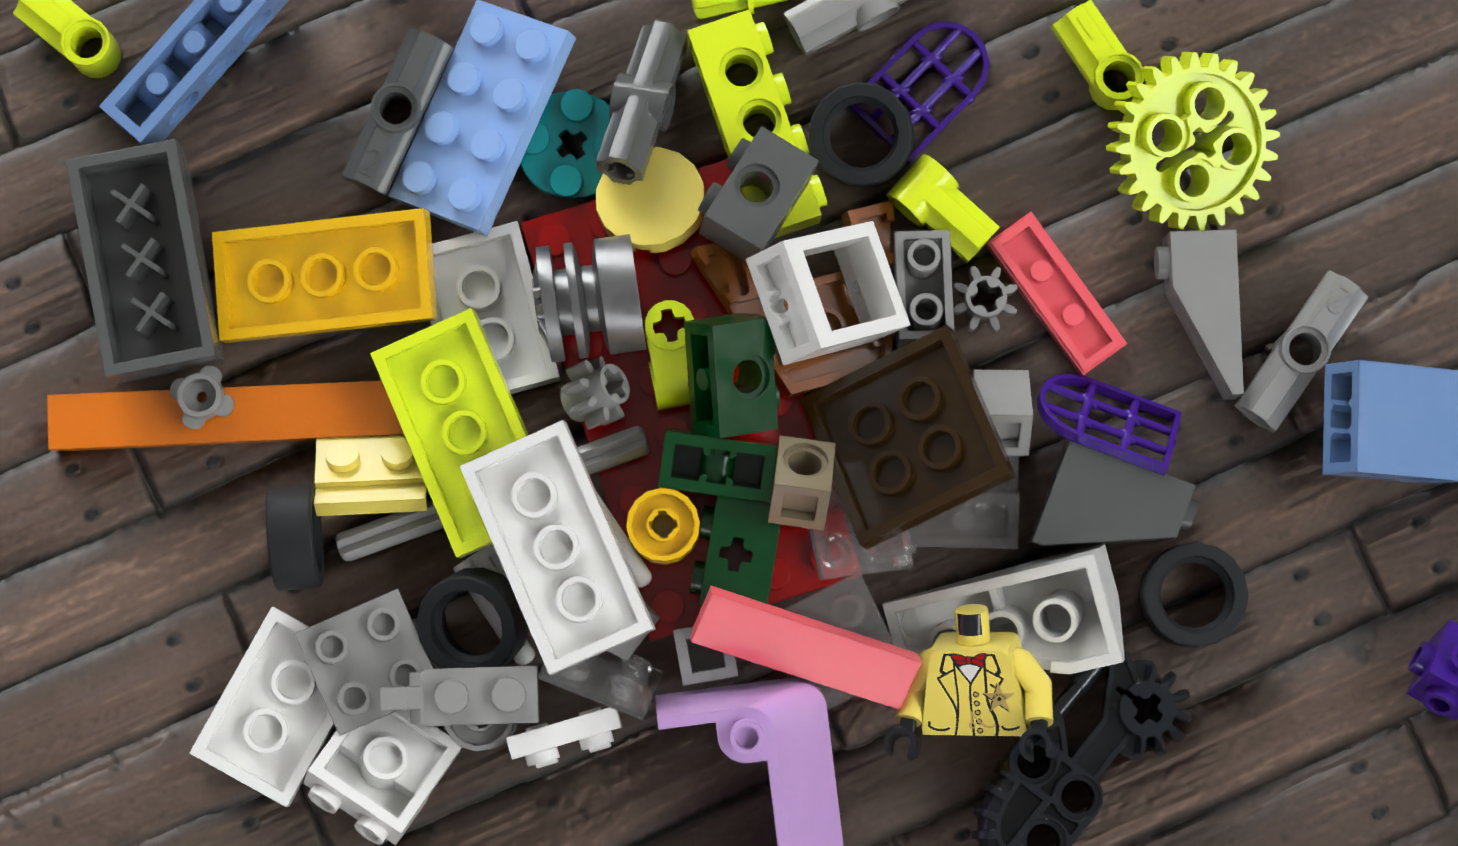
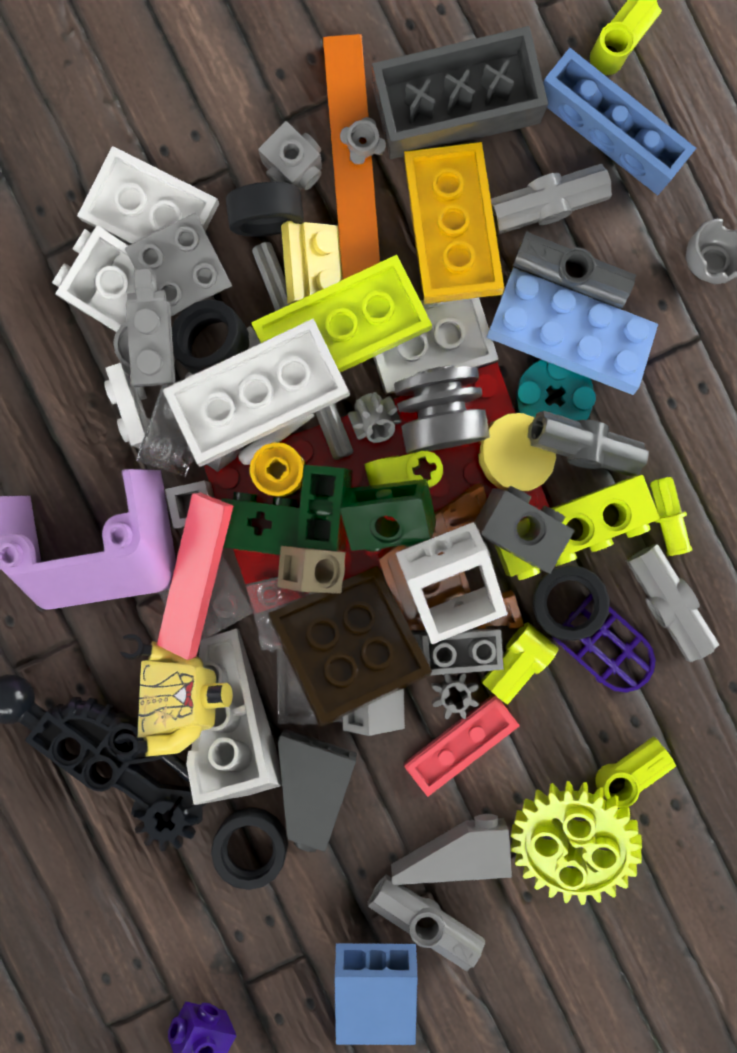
camera: 95 degrees right, 5 degrees up
(204, 497) = (291, 157): none -> light grey brick
(295, 140) = (551, 198): none -> light grey piece
(1136, 402) = (376, 800): dark purple window -> none

